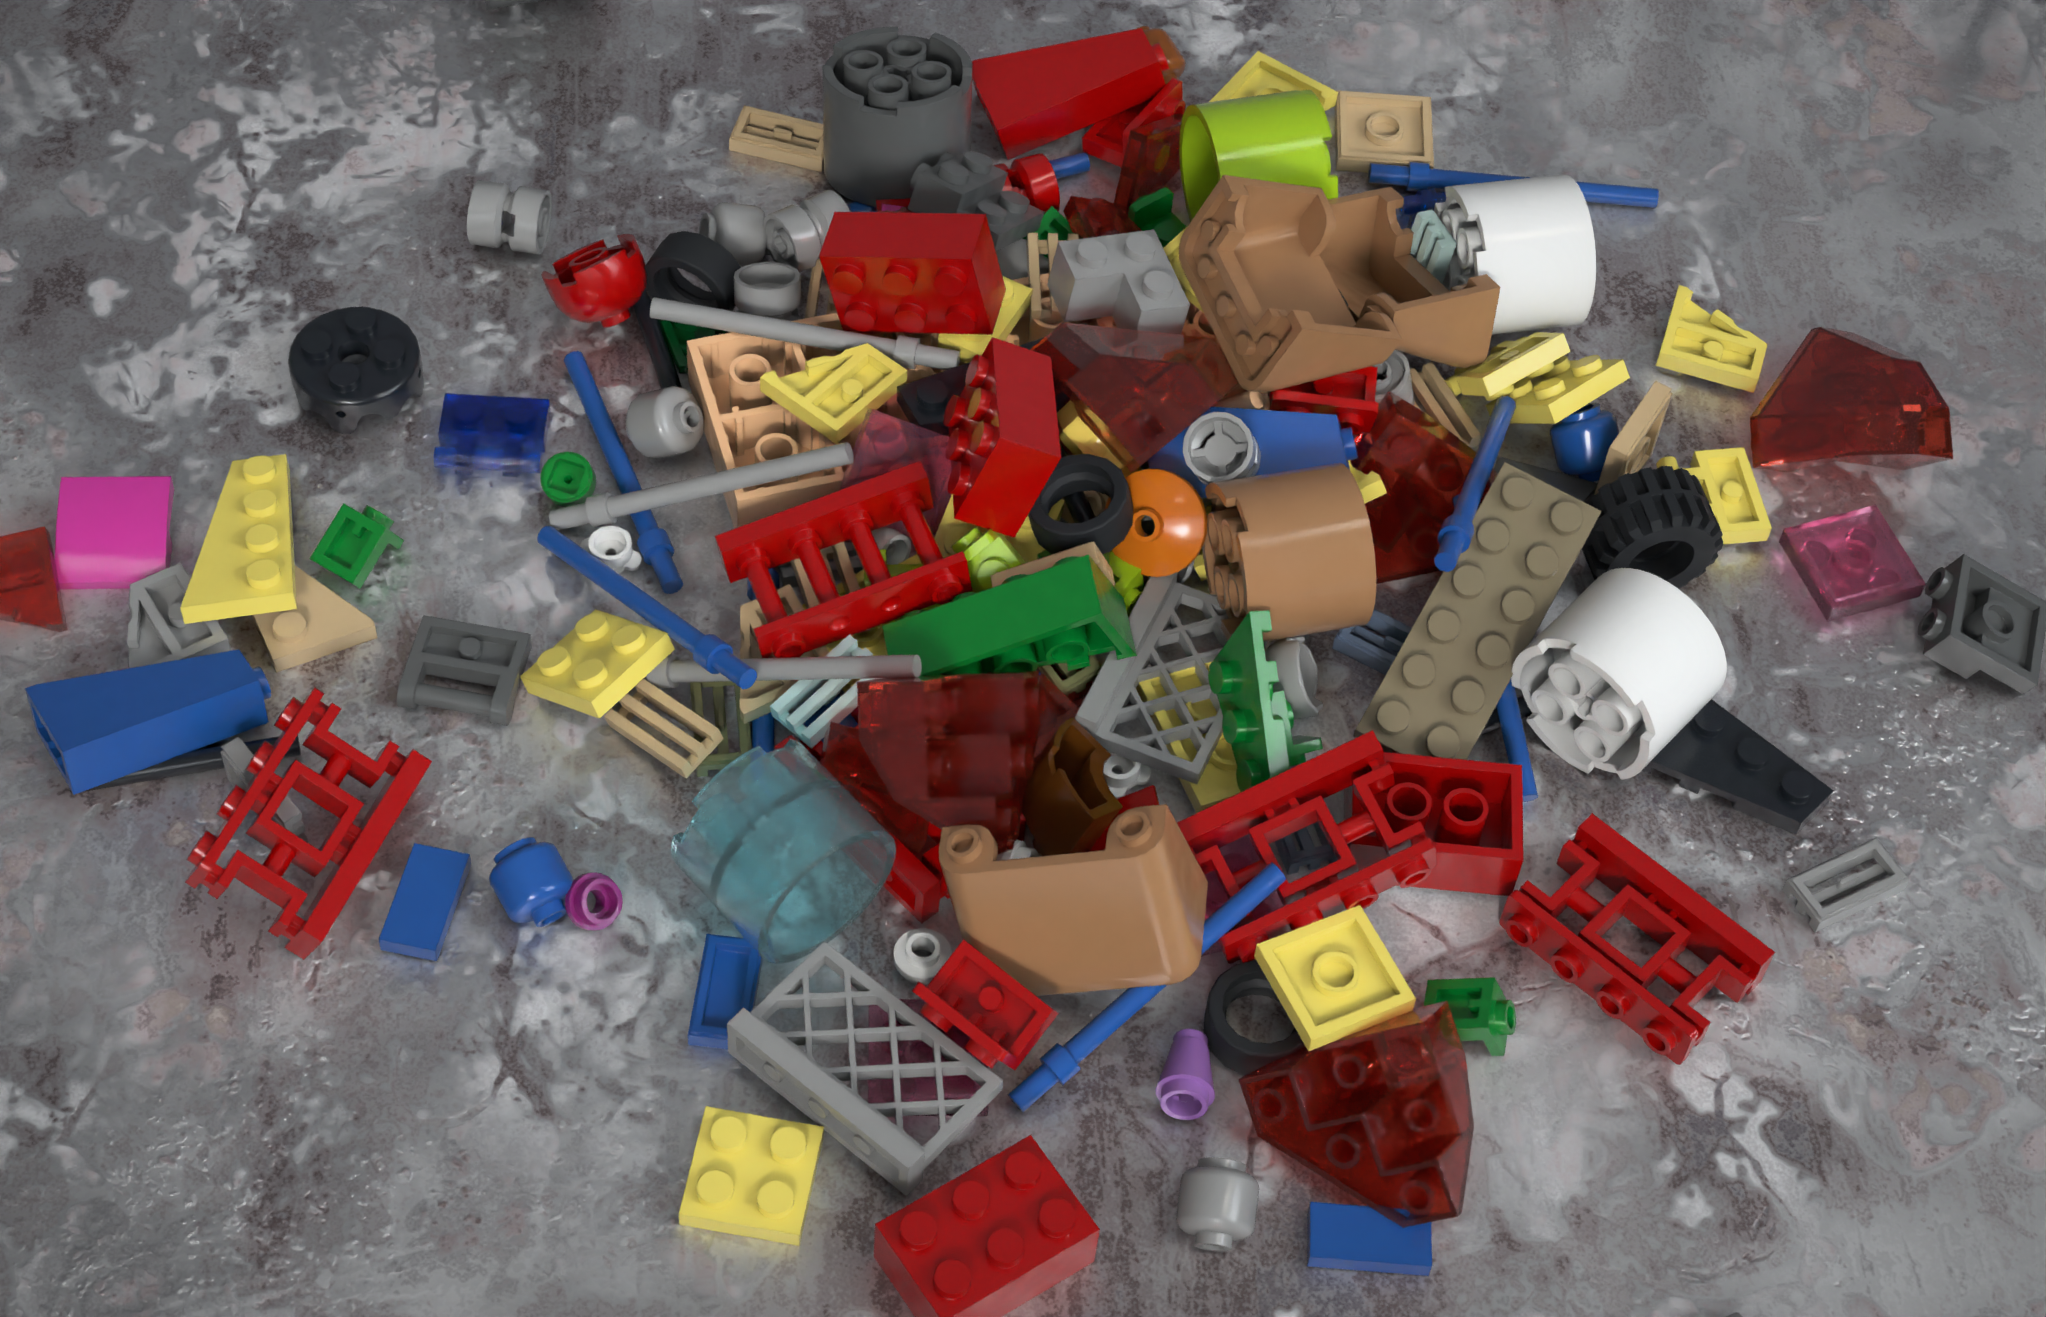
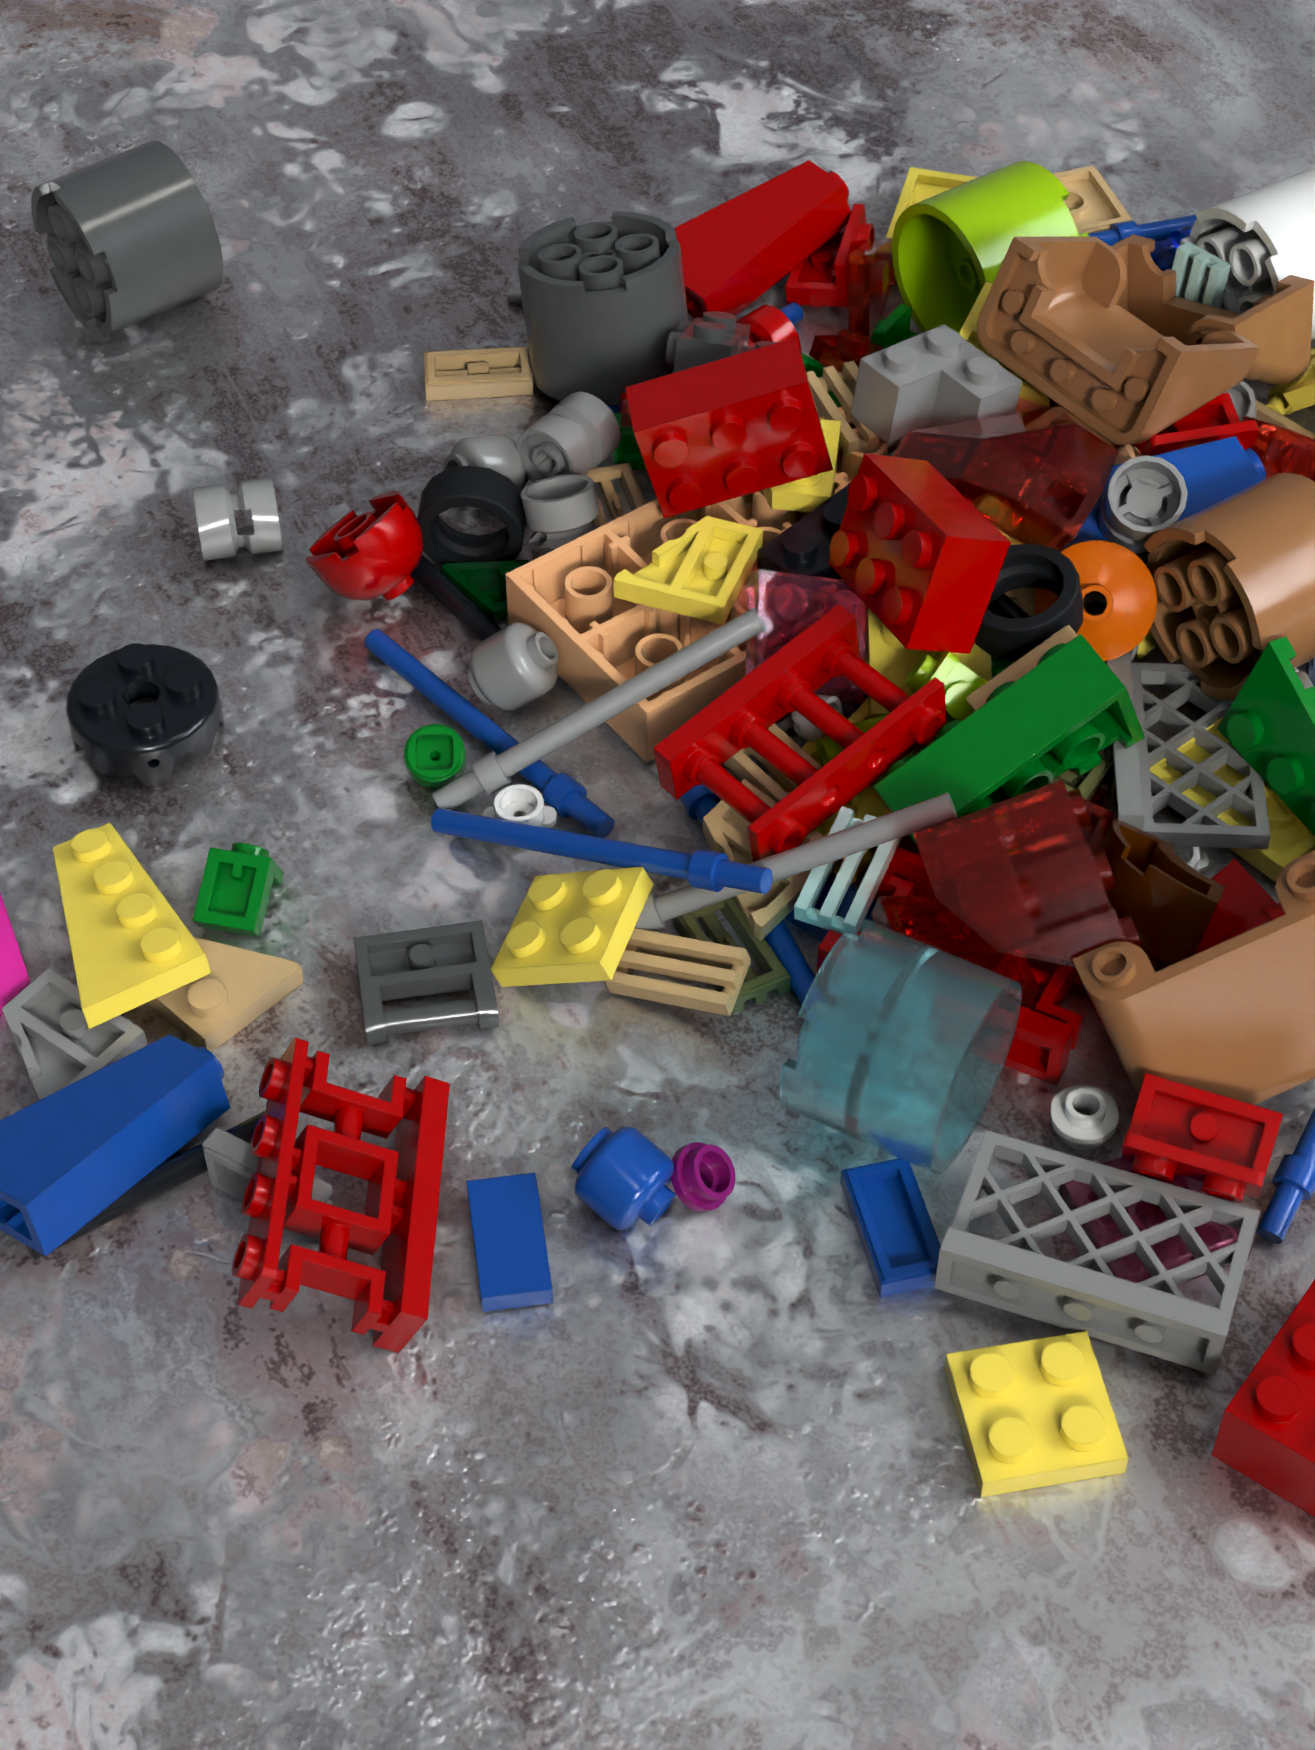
camera: 15 degrees left, 5 degrees down
(506, 426) = (326, 737): clear blue plate -> none
(904, 351) = (519, 543): light grey bar -> none

